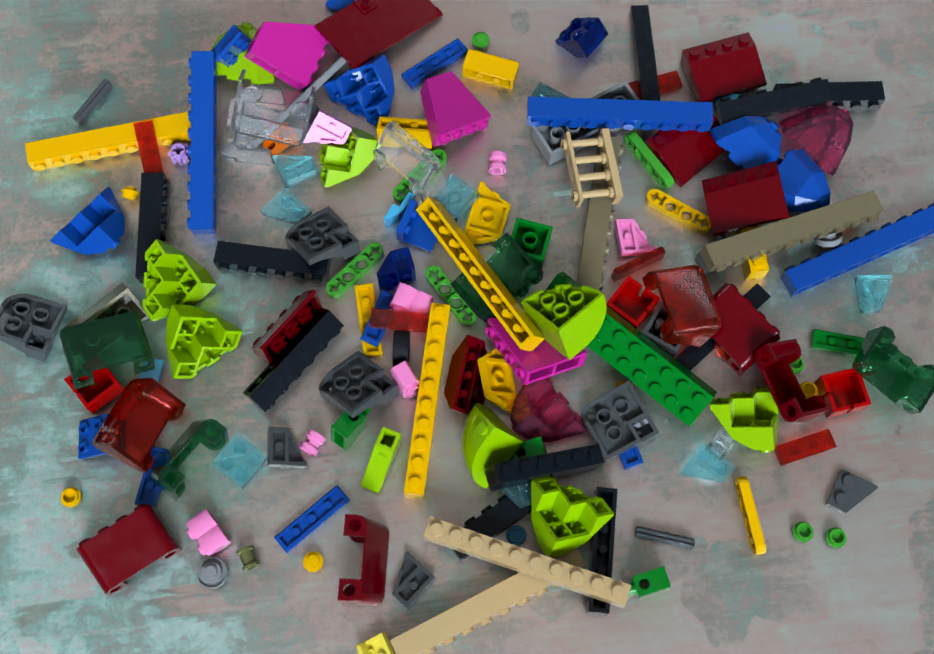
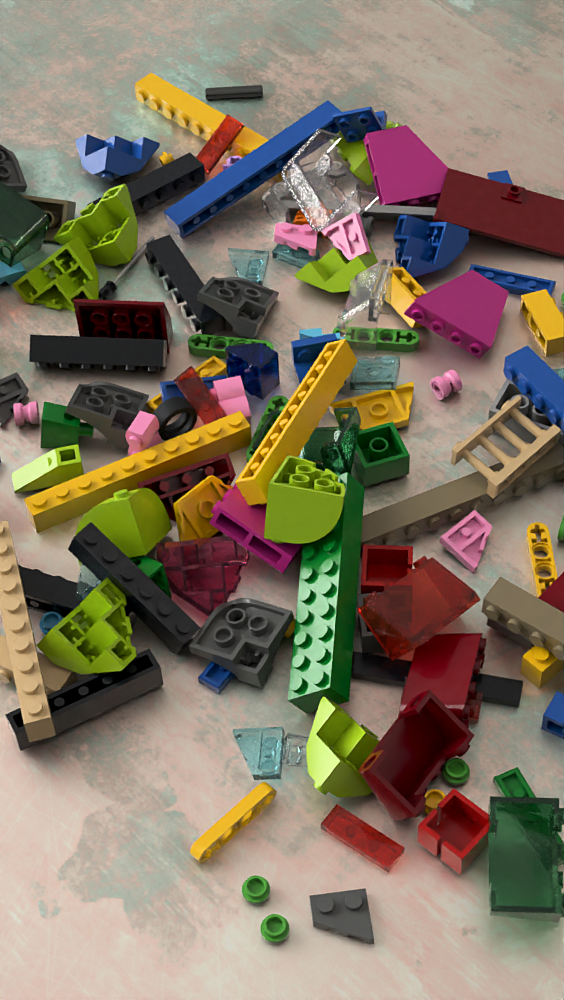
camera: 60 degrees right, 20 degrees down
(232, 318) = (110, 286): none -> piece
(289, 160) = (296, 236): none -> bright pink wing
(638, 263) = (459, 565): clear red tile -> none
(657, 581) = (82, 763): green torso -> none
(664, 537) = (147, 757): dark grey axle -> none

